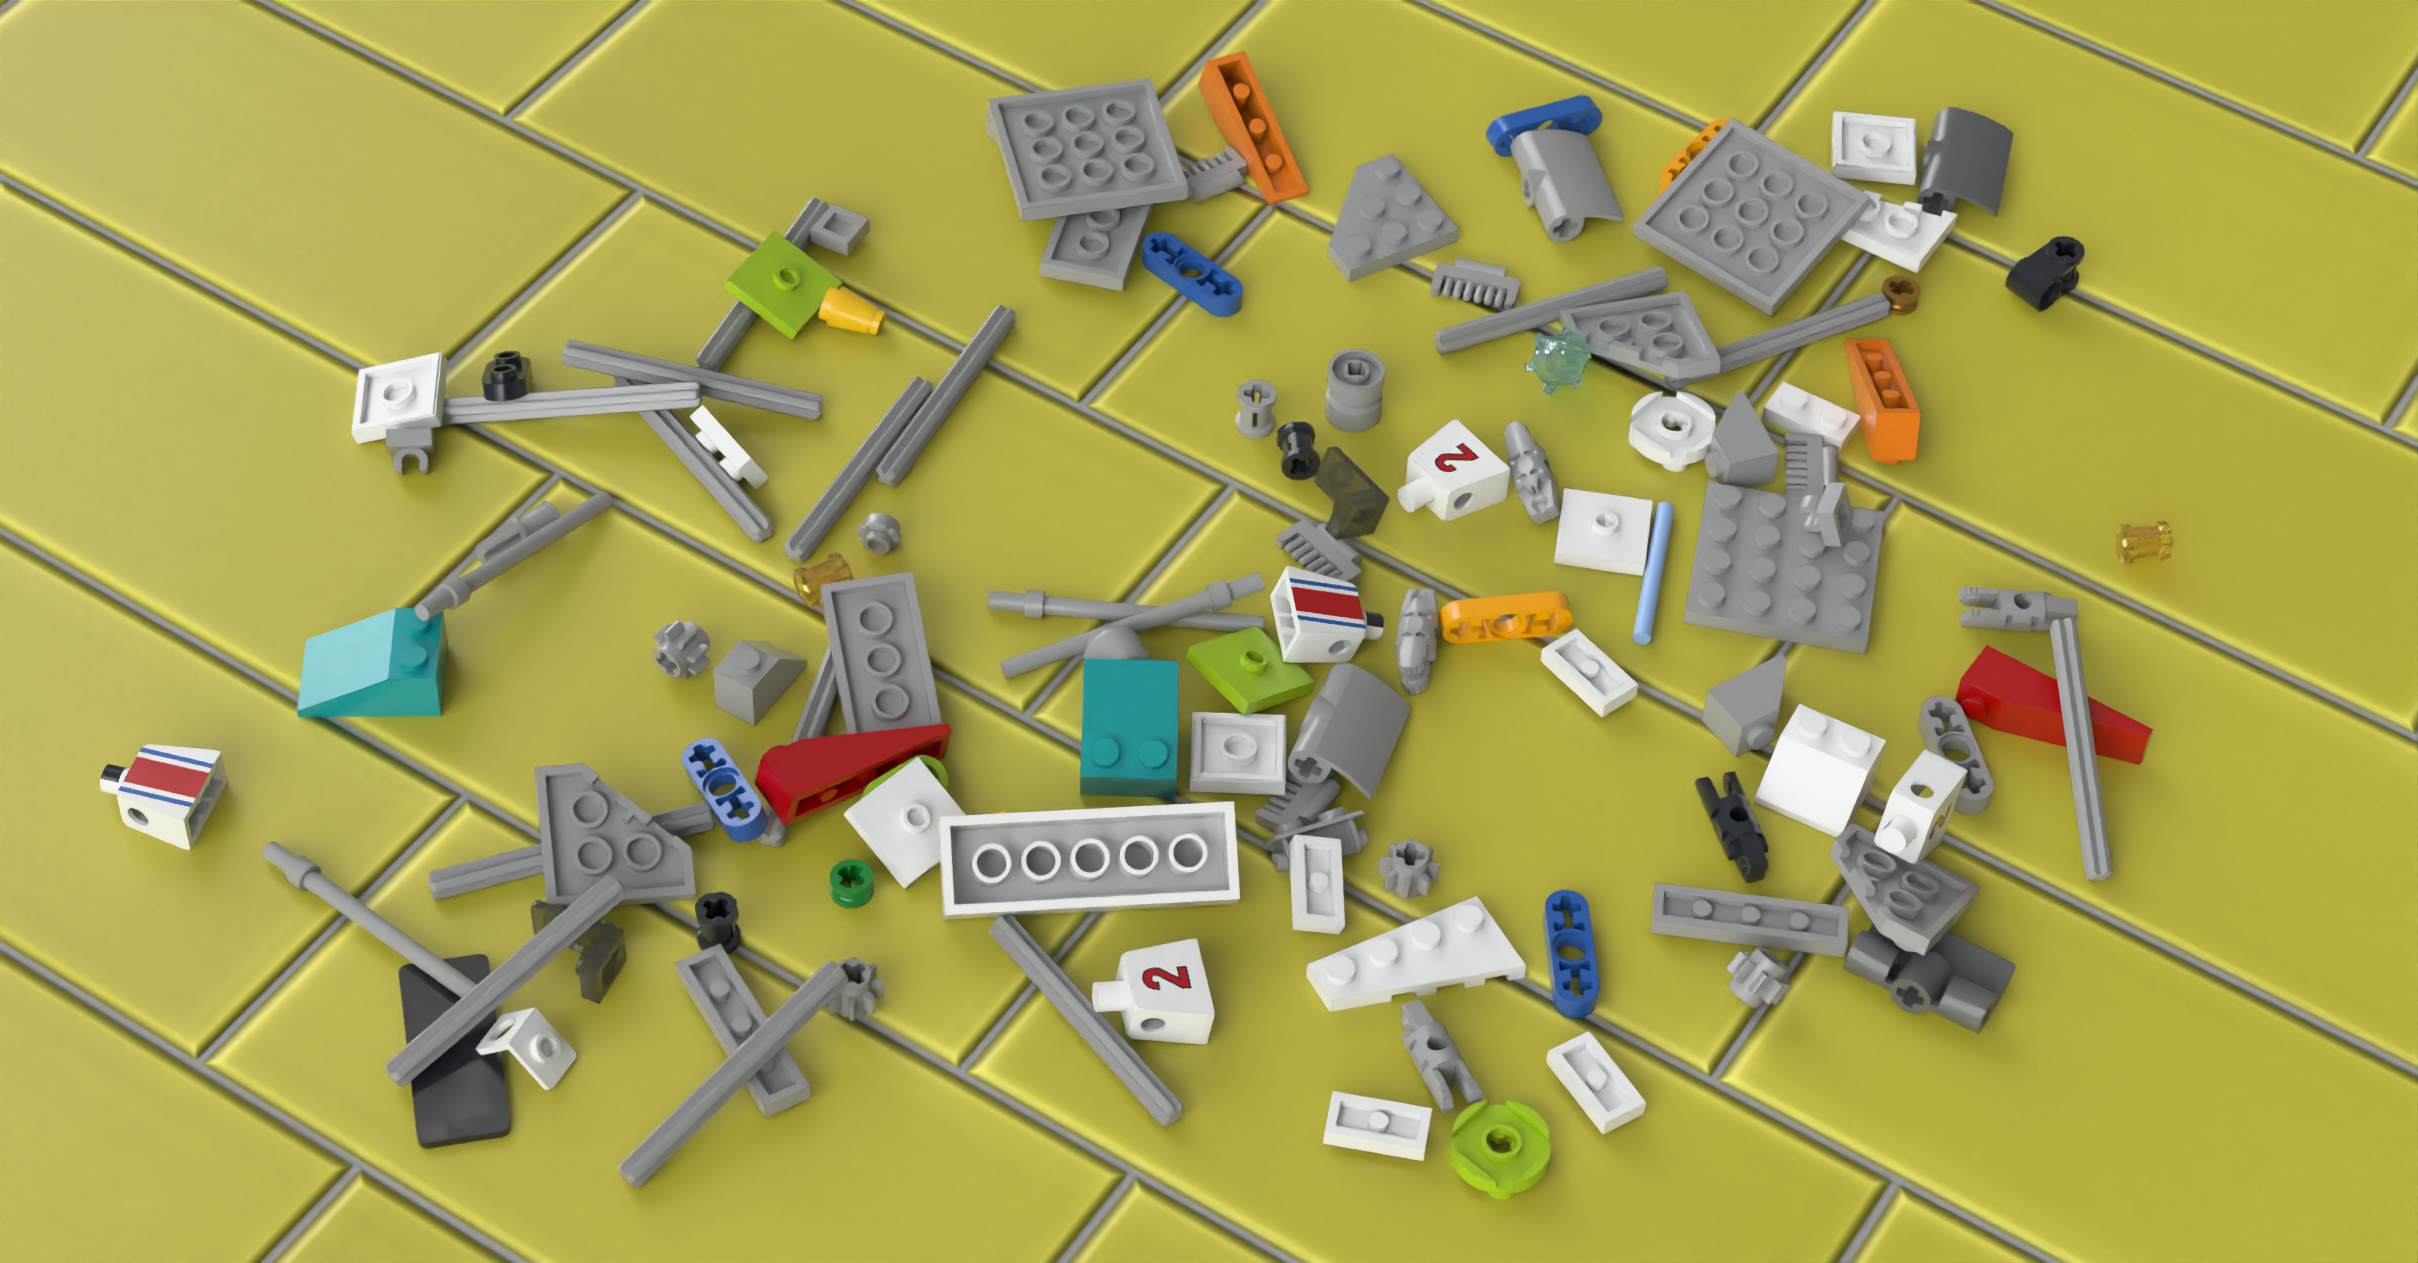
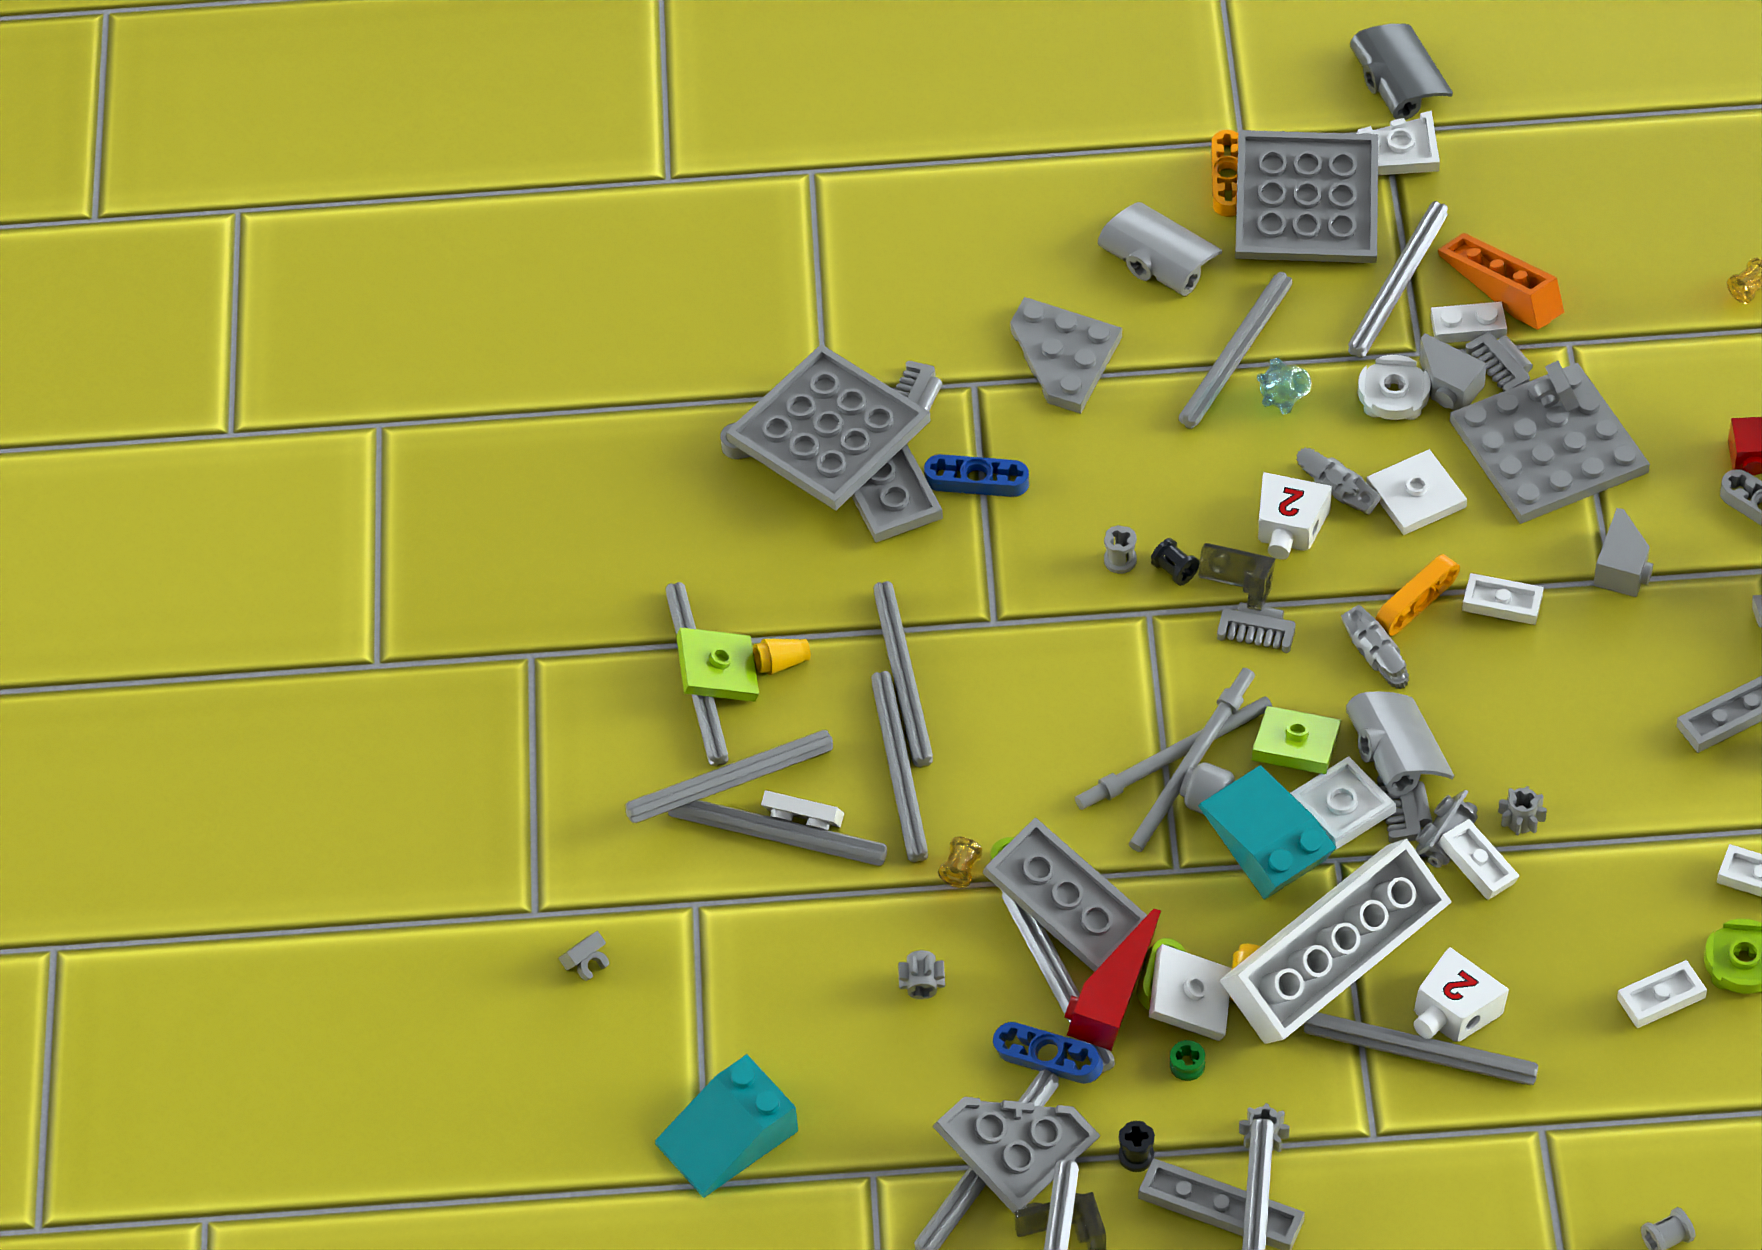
camera: 30 degrees left, 5 degrees up
(399, 396) = (537, 923): white plate -> none
(458, 590) = (748, 1034): light grey bar -> none
(507, 377) = (600, 859): black plate -> none
(516, 531) = (722, 967): light grey axle -> none
(574, 403) = (661, 849): light grey axle -> none
(754, 678) = (988, 963): light grey slope -> none
(840, 230) = (710, 597): light grey plate -> none
(879, 533) = (962, 804): light grey plate -> none
(1251, 127) = (912, 337): orange slope -> none
(1320, 618) = (1307, 673): white torso -> none
(1354, 390) = (1174, 493): light grey wheel -> none
(1429, 953) = (1580, 863): white wing -> none
(1436, 1057) = (1654, 924): light grey hinge -> none
(1478, 277) = (1165, 354): light grey piece -> none
(1563, 970) = (1668, 815): blue beam -> none
(1571, 114) = (1107, 205): blue beam -> none
(1647, 332) = (1321, 327): light grey plate -> none
(1653, 573) = (1474, 501): light blue bar -> none
(1735, 825) = (1685, 644): black hinge -> none
(1820, 771) = (1704, 573): white slope -> none
(1873, 148) = (1330, 92): white plate -> none
(1909, 291) = (1443, 185): pearl gold bush -> none
(2014, 609) = (1717, 379): light grey hinge -> none
(2047, 272) = (1524, 118): black piece -> none

